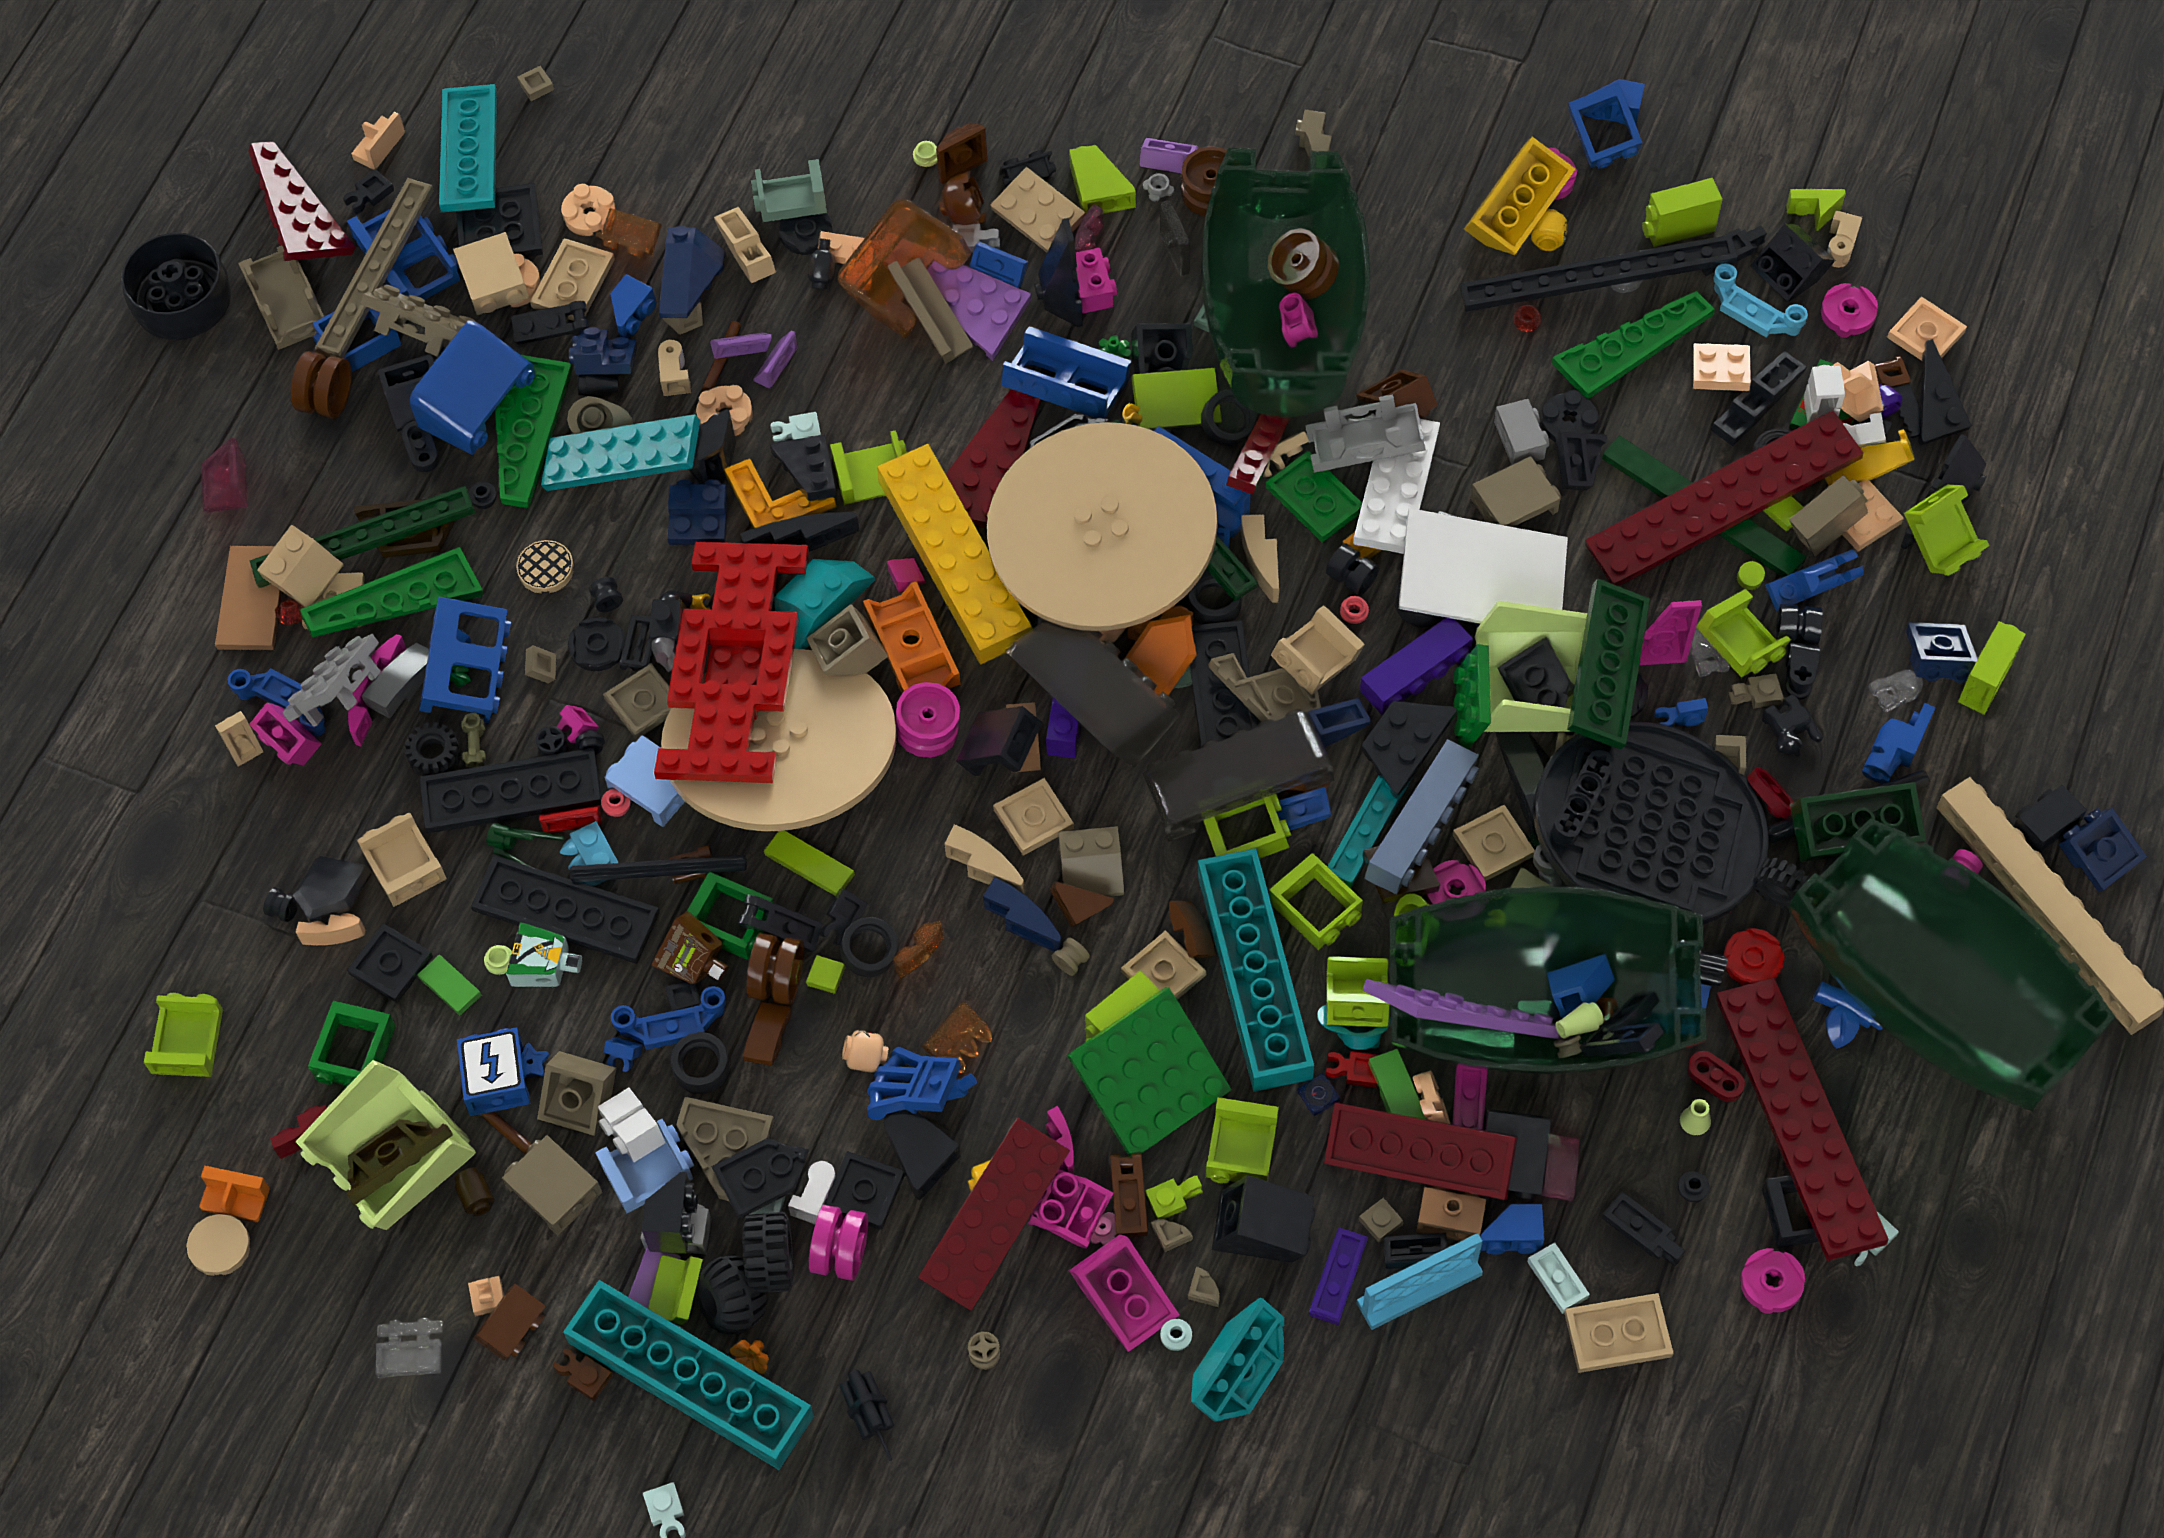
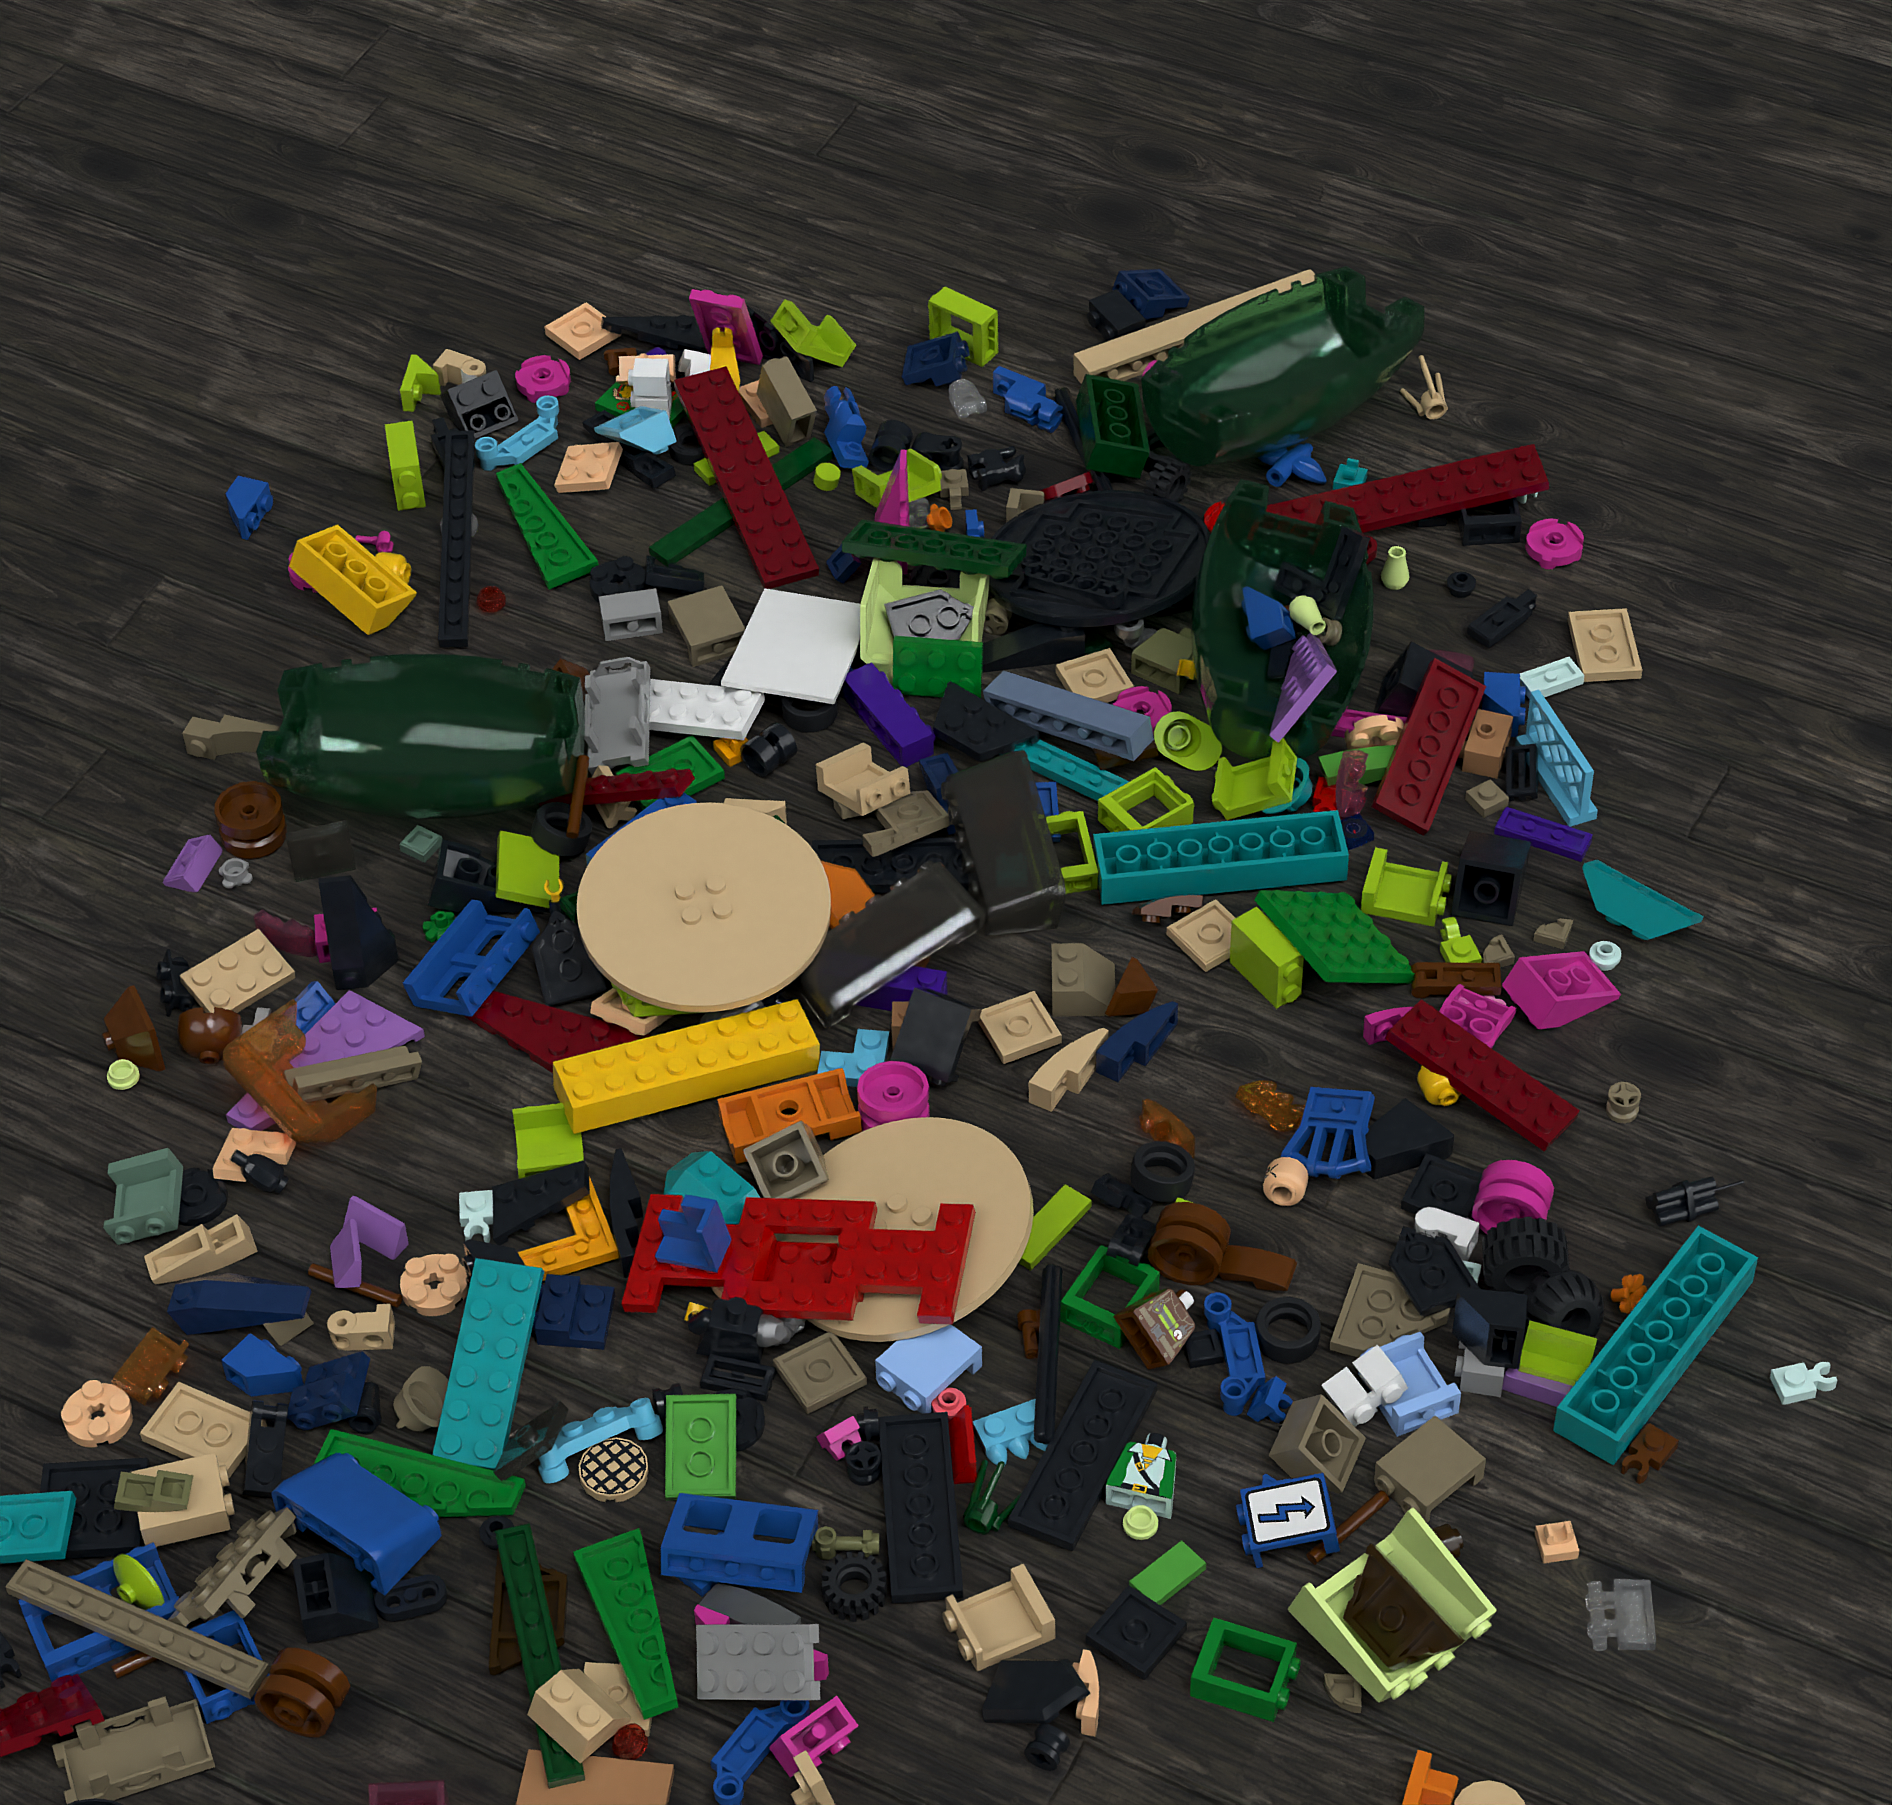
camera: 85 degrees left, 15 degrees down
(285, 1141) = (1351, 1718): dark red slope -> none
(416, 262) = (136, 1583): none -> lime dish
(481, 247) = (153, 1494): none -> olive slope
(509, 1323) = (1595, 1509): reddish brown brick -> none
(540, 664) = (754, 1472): dark tan plate -> none
(551, 497) = (531, 1441): none -> clear smoke plate
(560, 620) = (701, 1445): none -> bright green tile
(574, 541) = (603, 1425): none -> medium azure plate
(737, 578) = (694, 1237): none -> blue panel
(904, 572) = (694, 1125): dark pink slope -> none
(980, 694) = (869, 1050): none -> medium azure plate
(1070, 956) = (1190, 1006): dark tan wheel -> none
(1099, 181) = (212, 920): lime slope -> none
(1248, 416) = (577, 797): none -> reddish brown bar
(1297, 319) = (464, 755): dark pink piece -> none
(1303, 263) = (376, 737): reddish brown wheel -> none
(1357, 603) = (809, 756): coral plate -> none
(1358, 1078) = (1349, 792): none -> clear pink slope
(1590, 220) = (381, 541): none -> dark pink hand
(1593, 102) = (281, 527): blue window -> none
(1700, 688) = (939, 518): none -> orange plate
(1759, 392) = (641, 428): none -> medium azure slope
(1842, 1070) = (1349, 474): none -> teal tile
(1918, 441) = (731, 312): none -> dark pink plate
(1979, 1146) = (1432, 402): none -> tan plant

